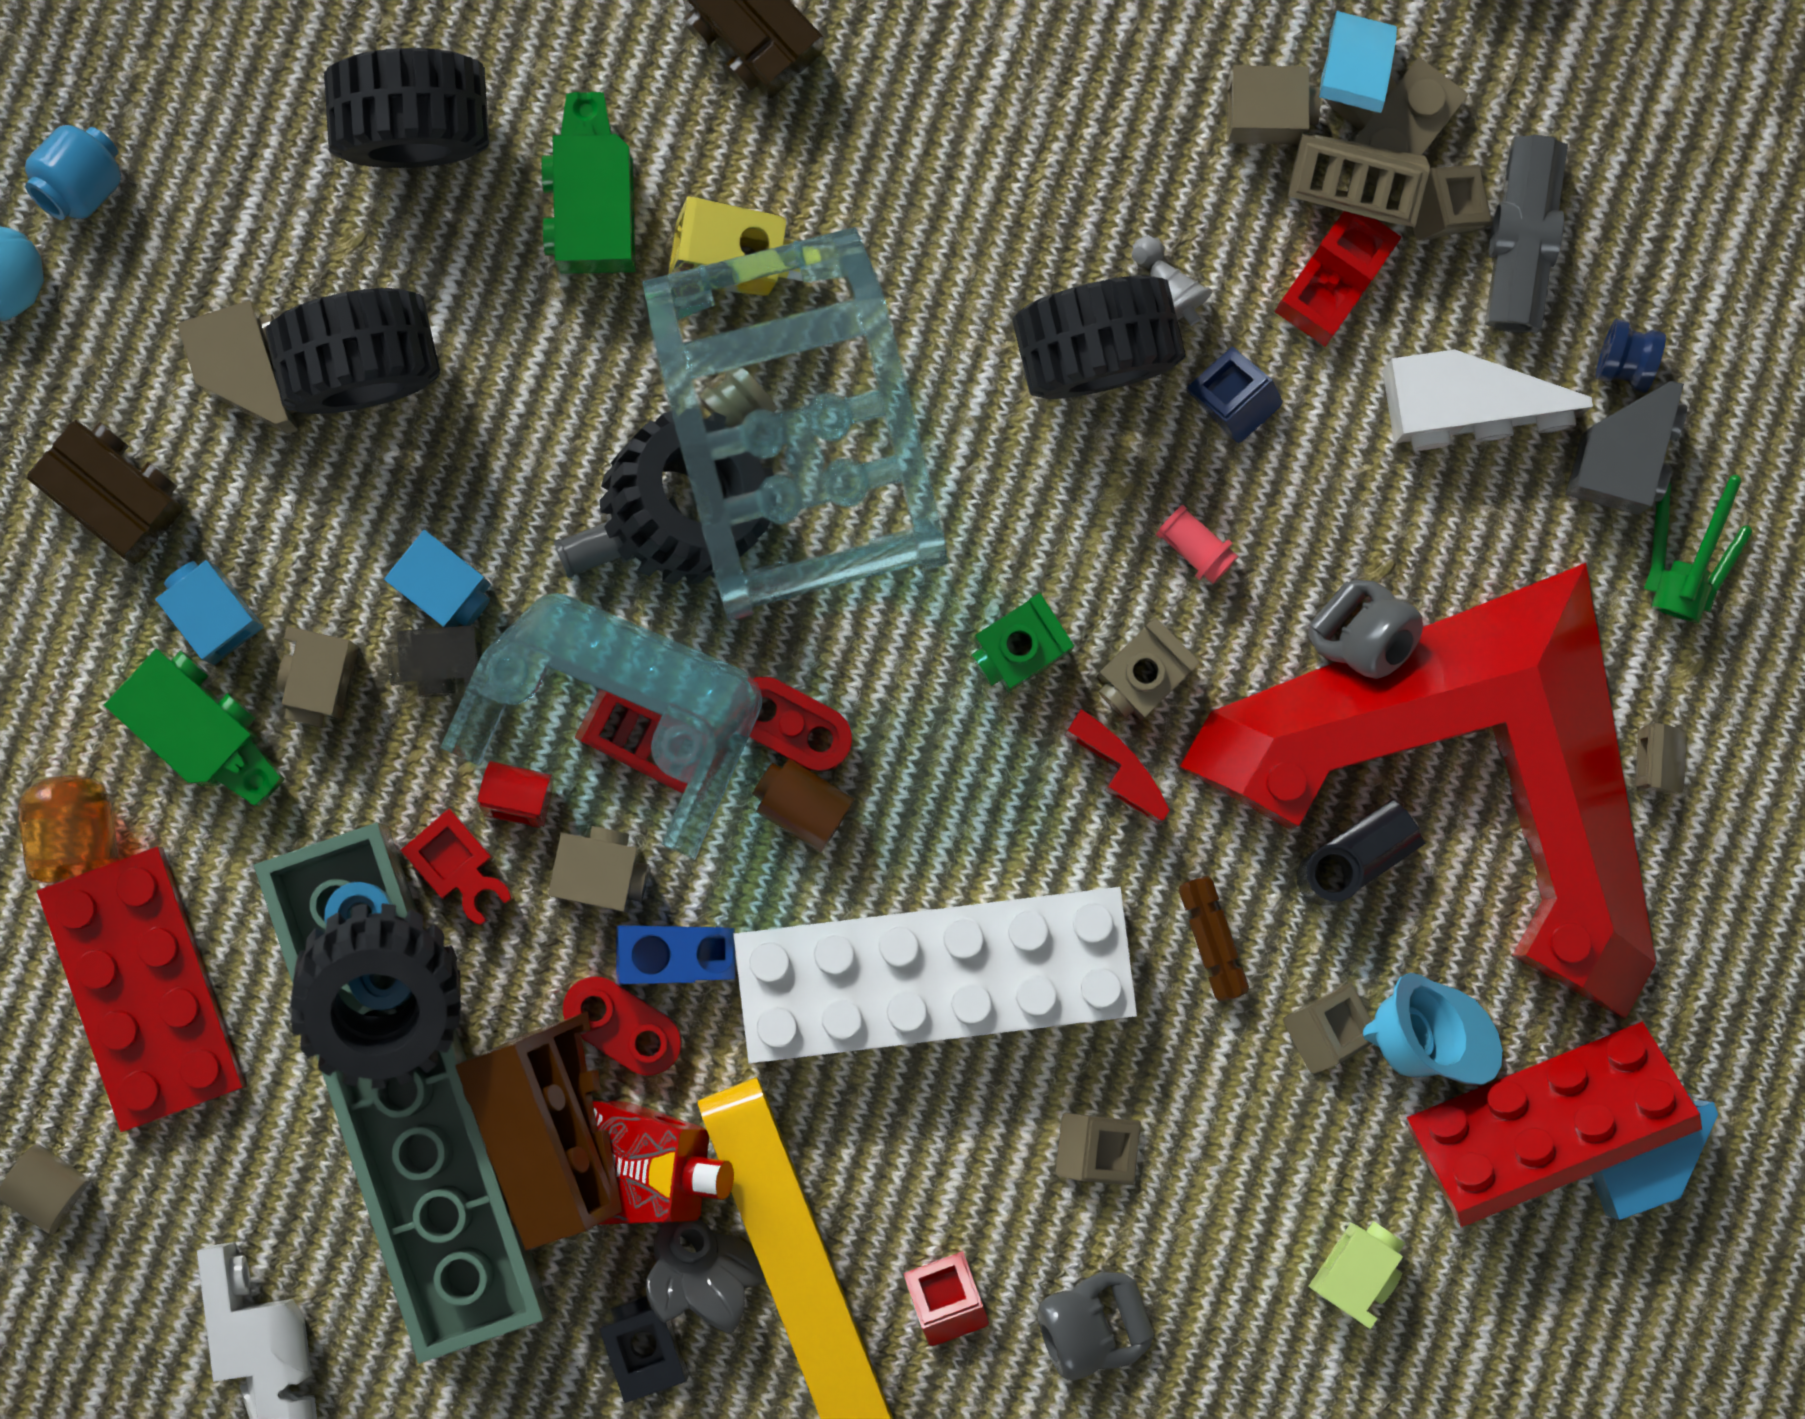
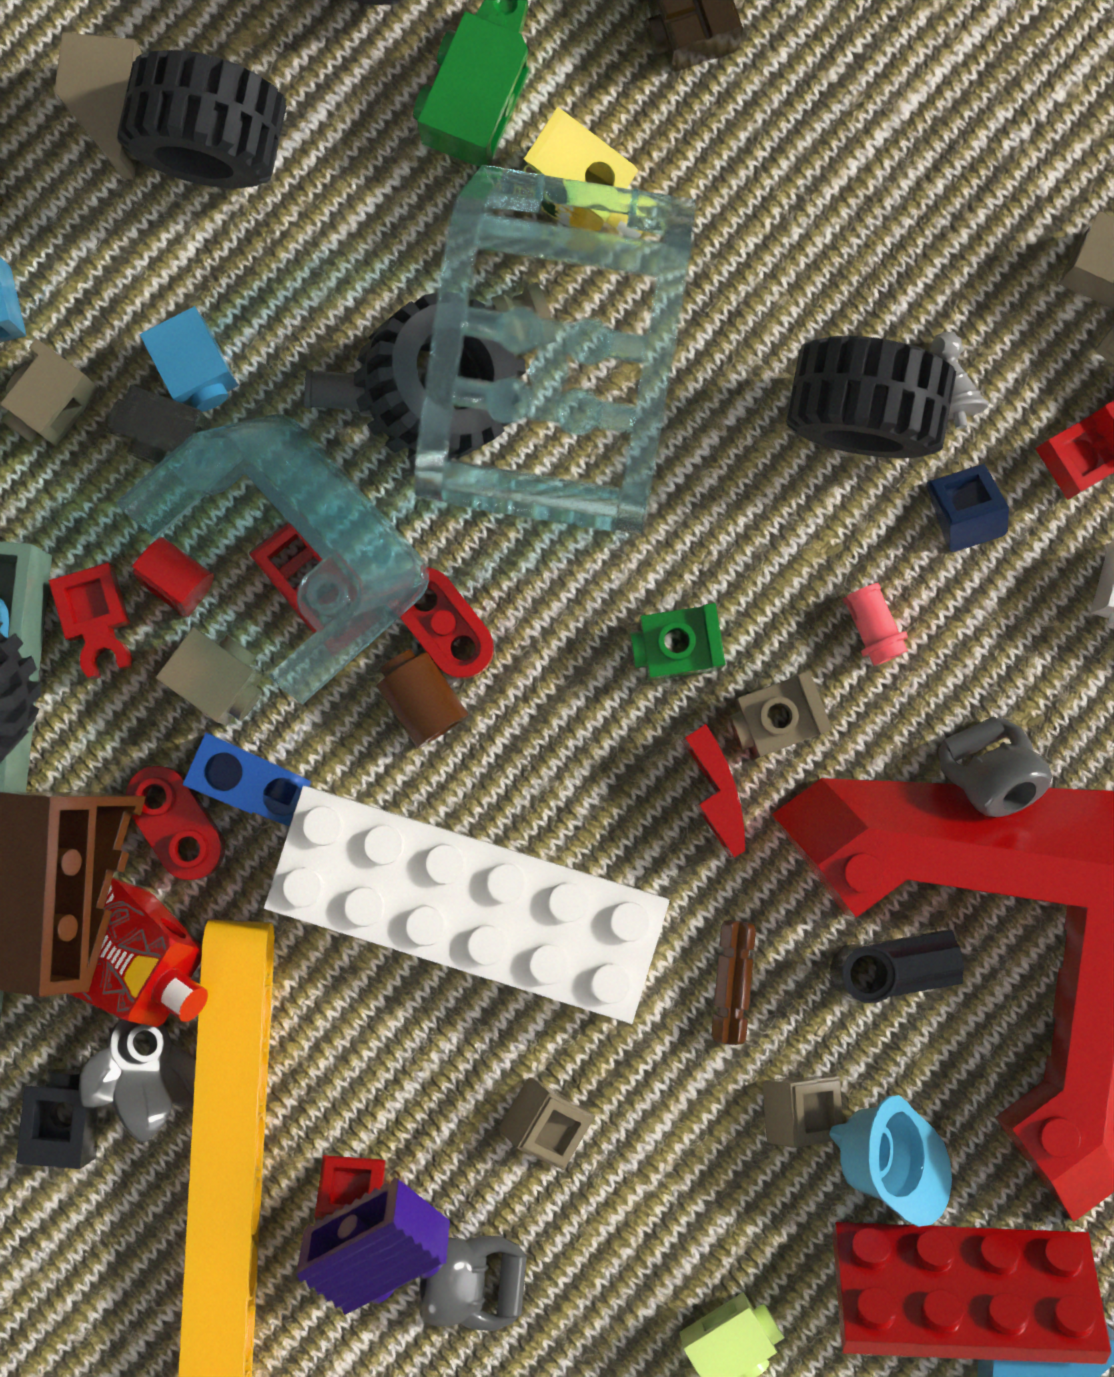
camera: 30 degrees right, 0 degrees up
(991, 1328) = (373, 1247): none -> dark purple brick

